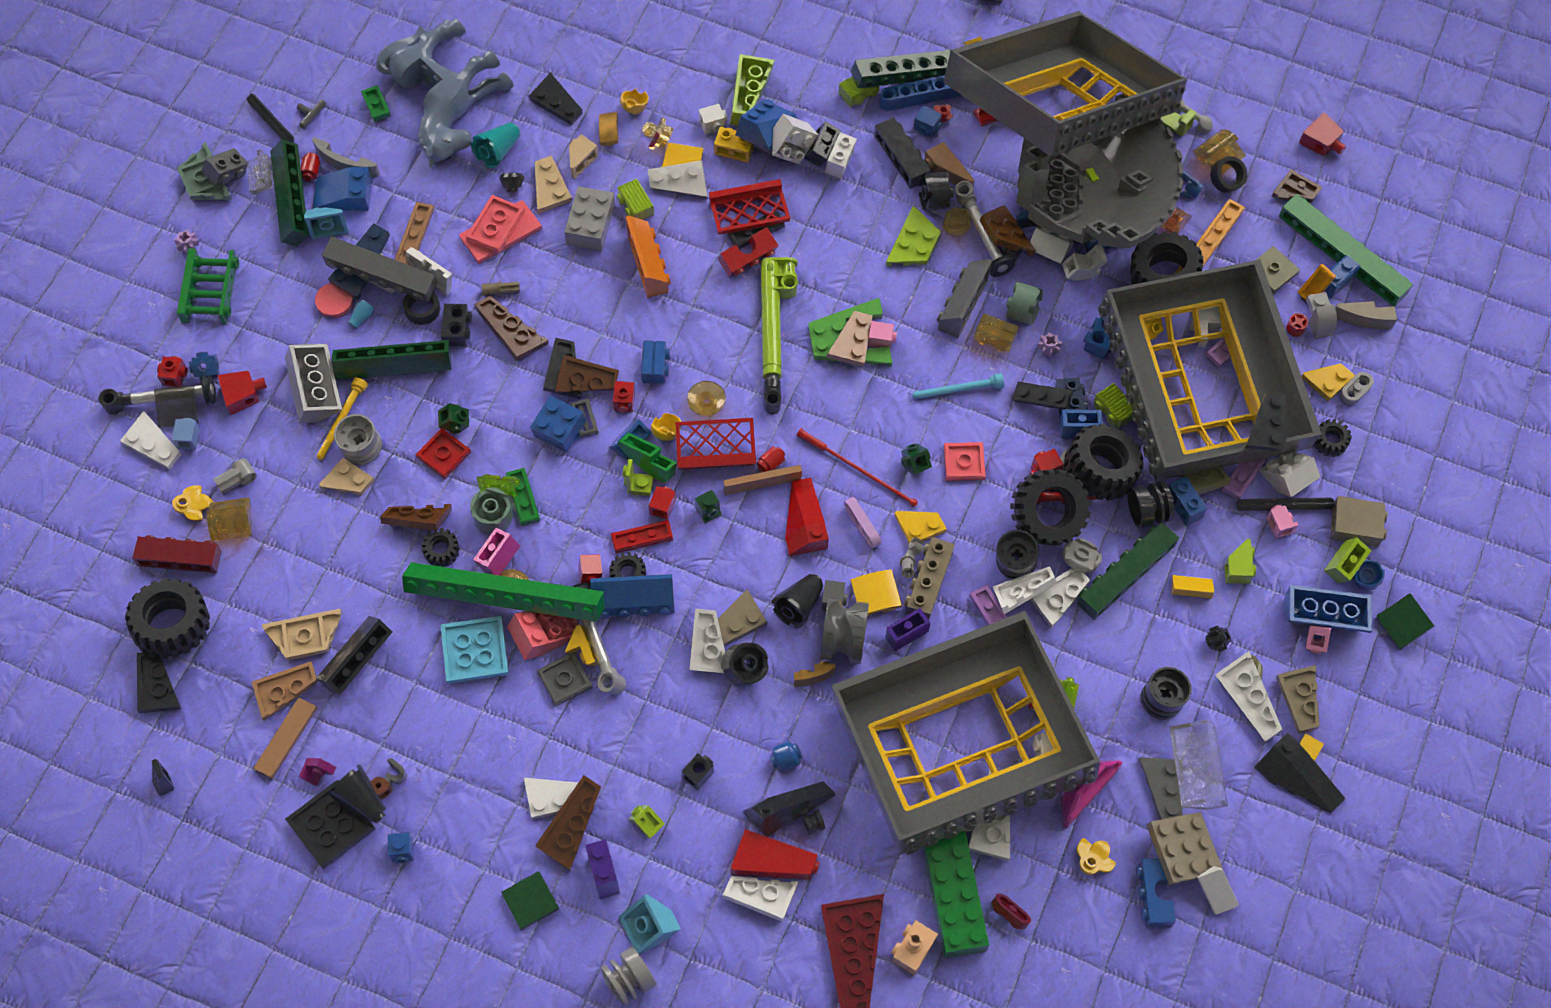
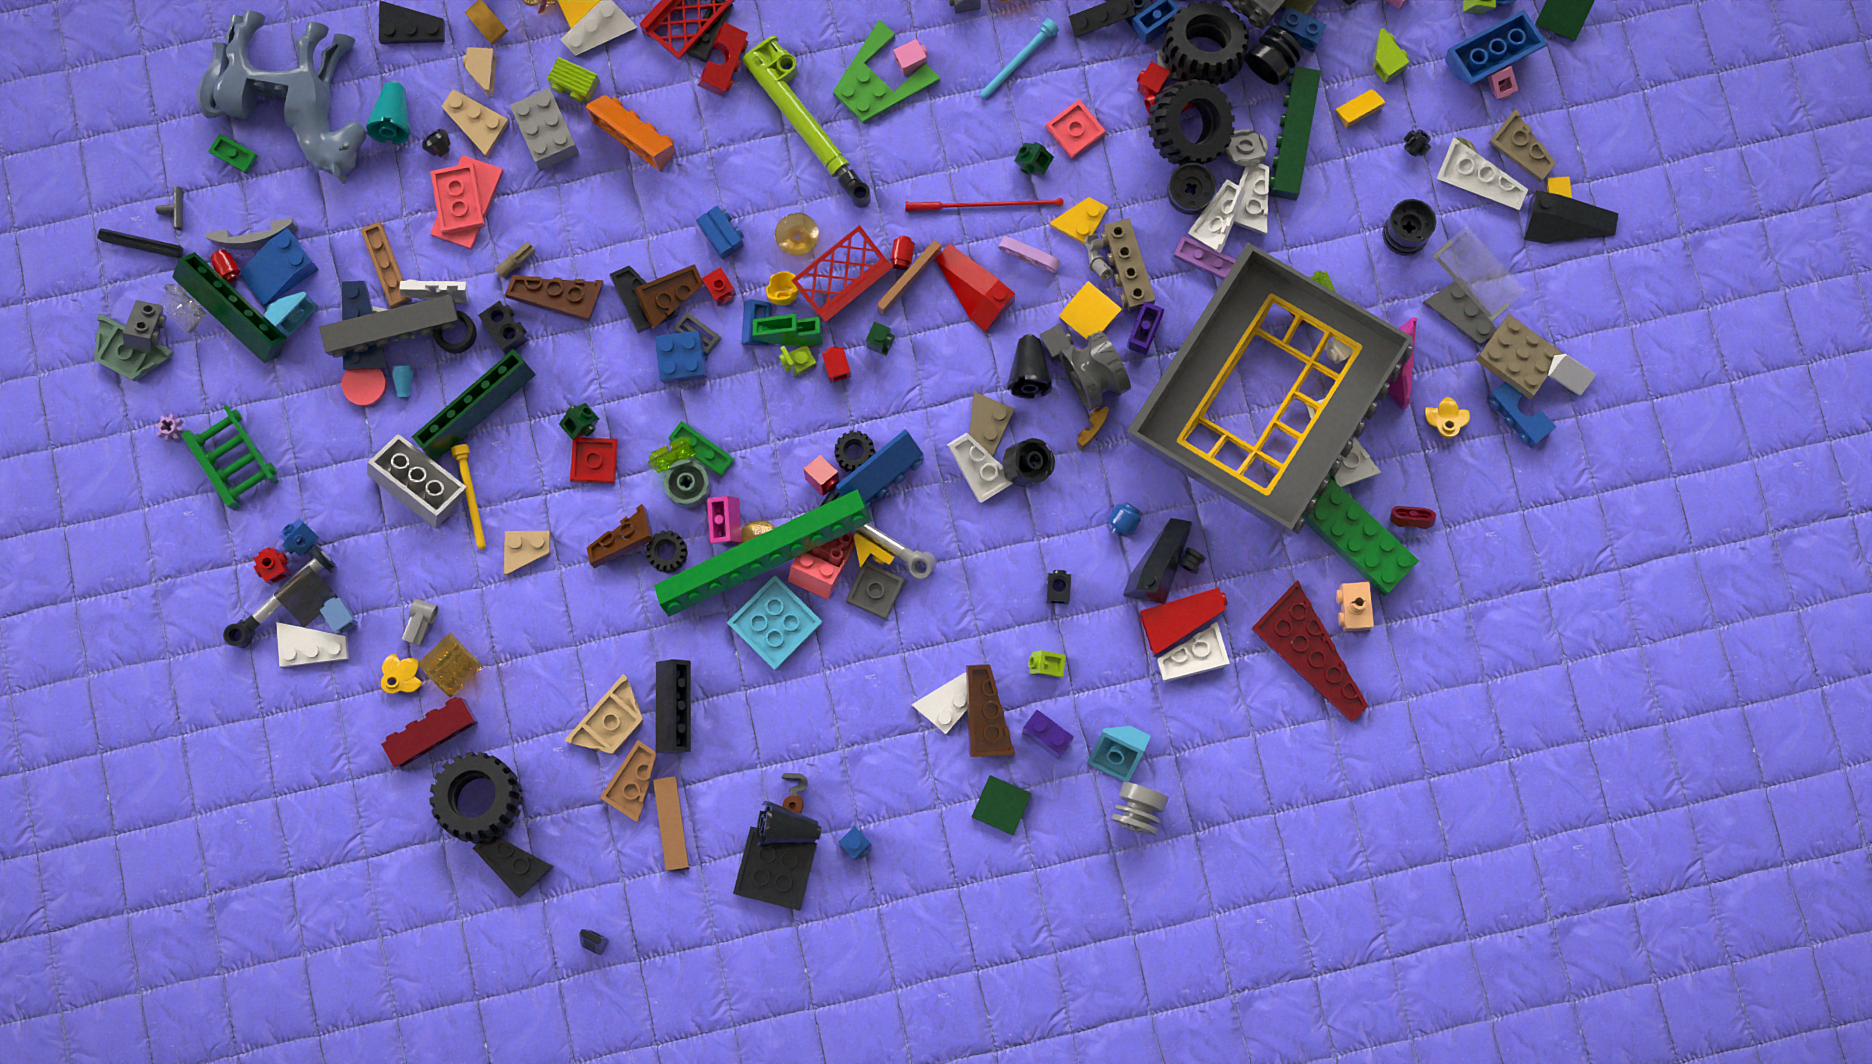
camera: 30 degrees left, 15 degrees up
(240, 390) = (352, 536): red torso -> none
(315, 769) = (722, 832): magenta bracket -> none
(358, 430) = (497, 499): light grey wheel -> none
(642, 536) = (840, 409): red tile -> none
(853, 340) = (889, 80): wing -> none

